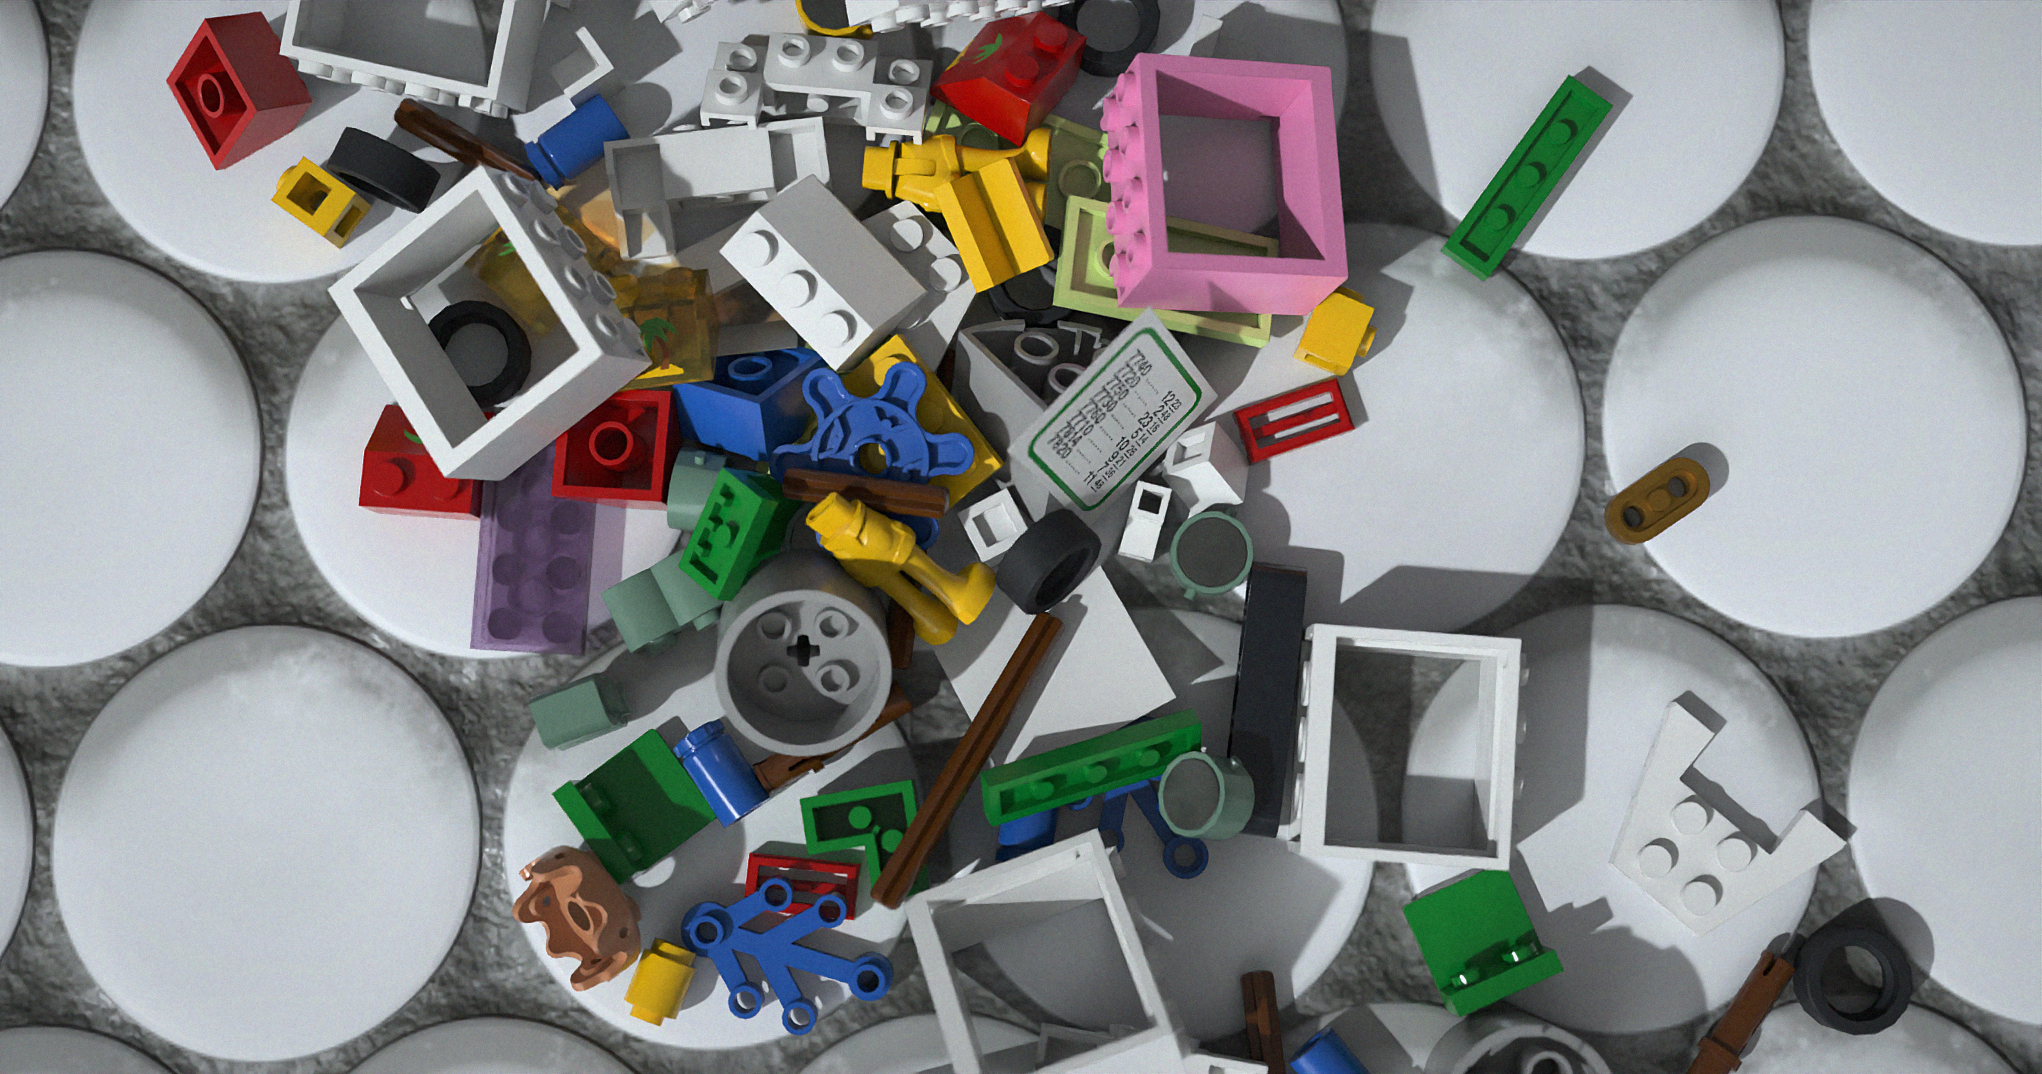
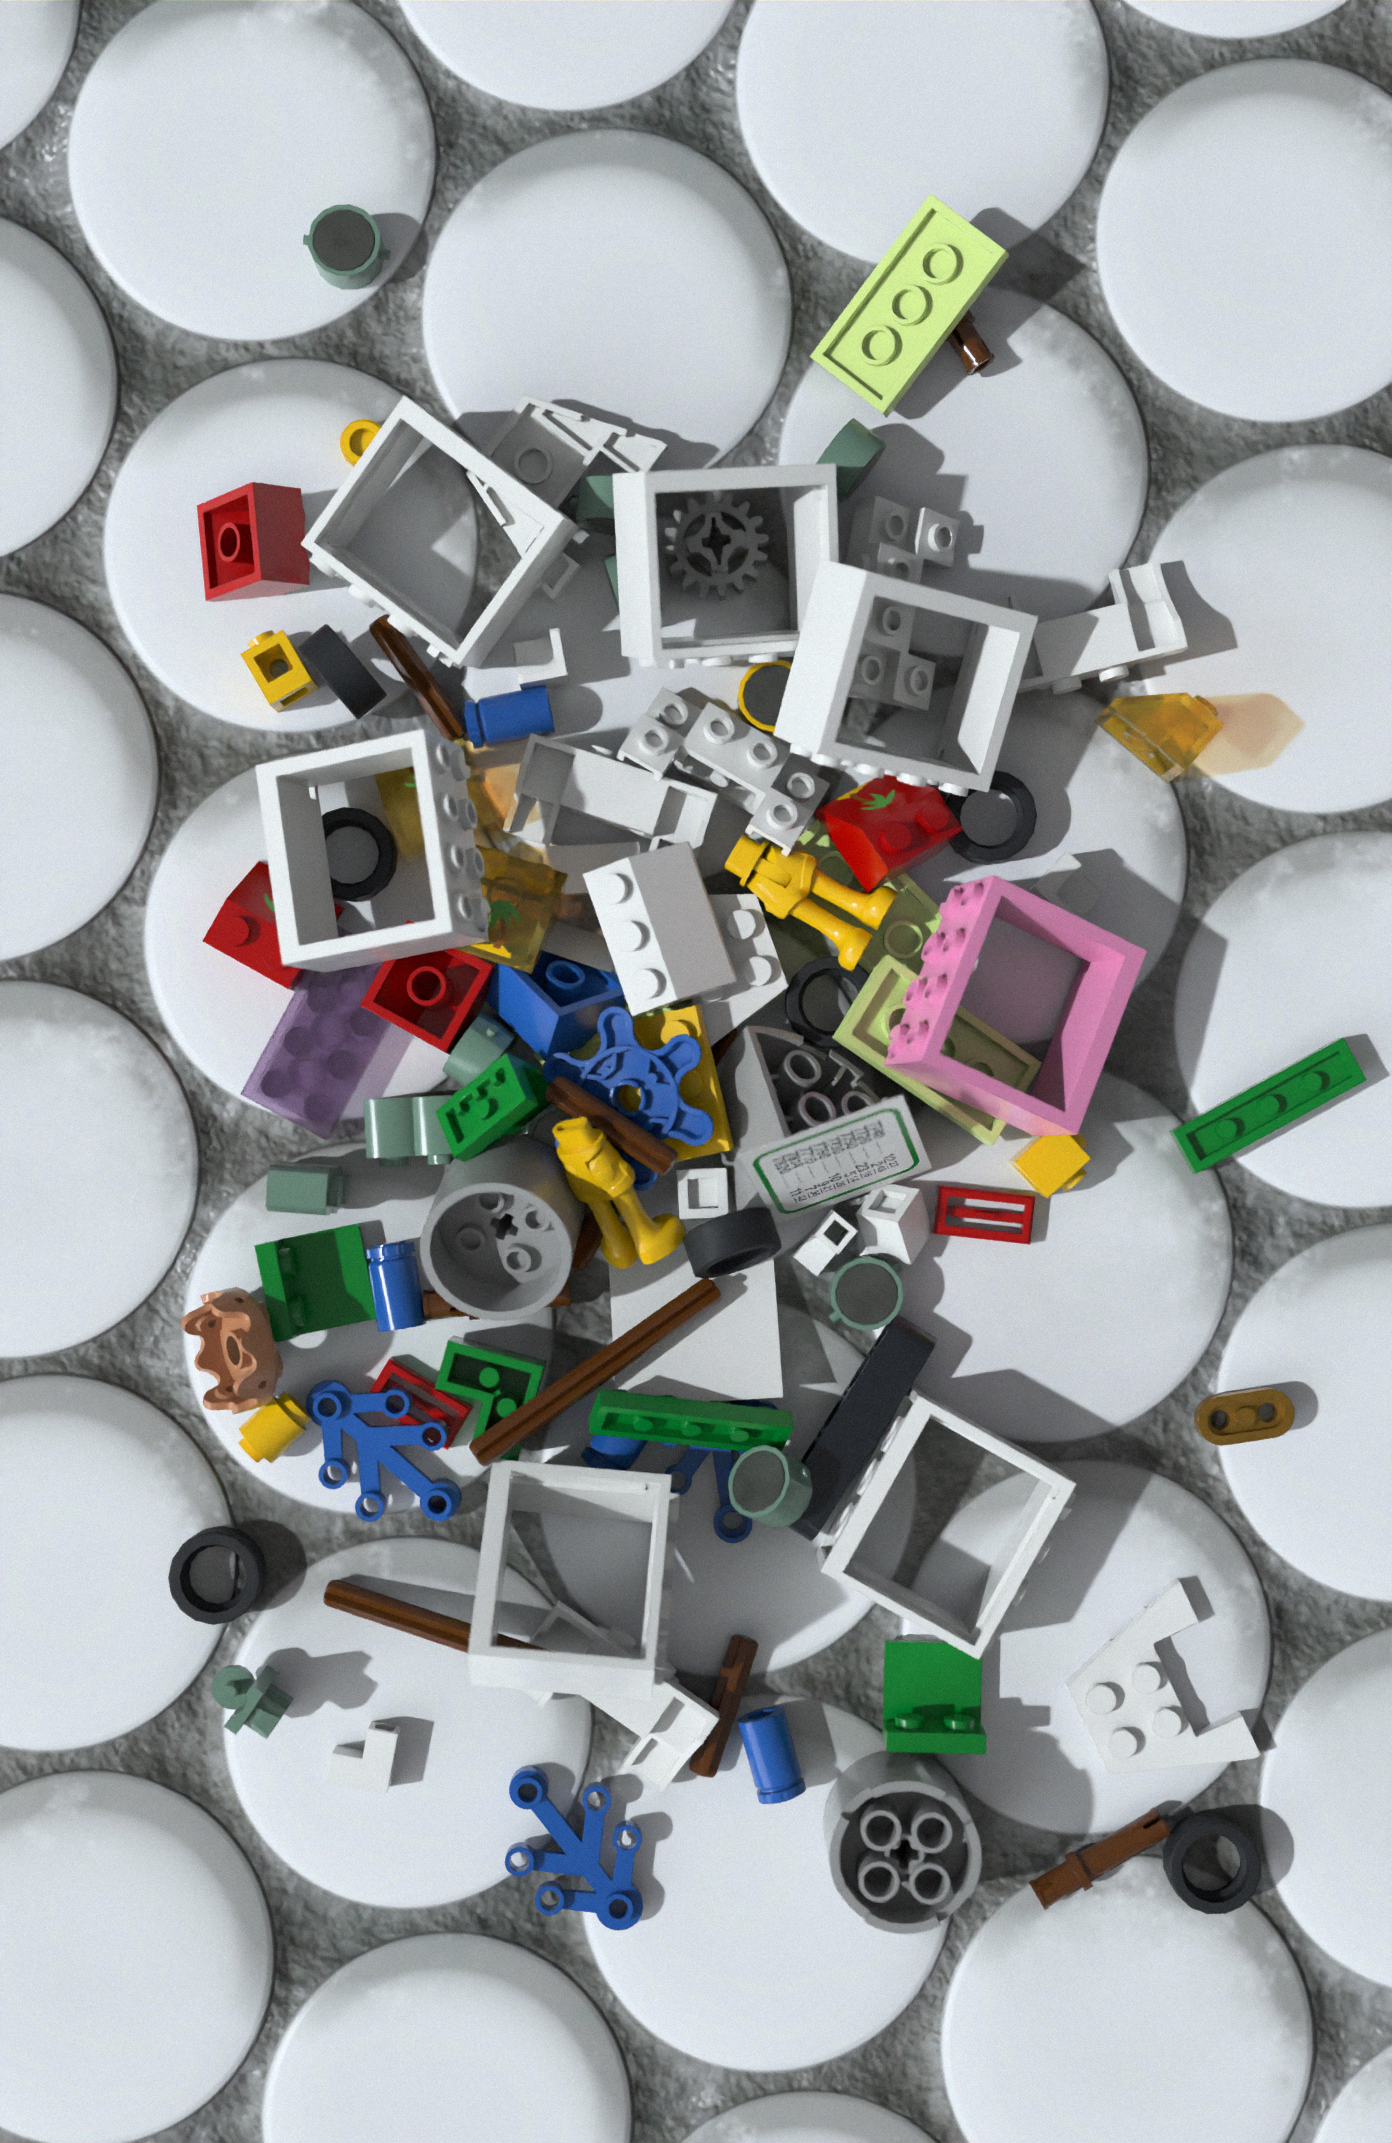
camera: 20 degrees right, 5 degrees up
(994, 224) = (814, 951): yellow panel -> none

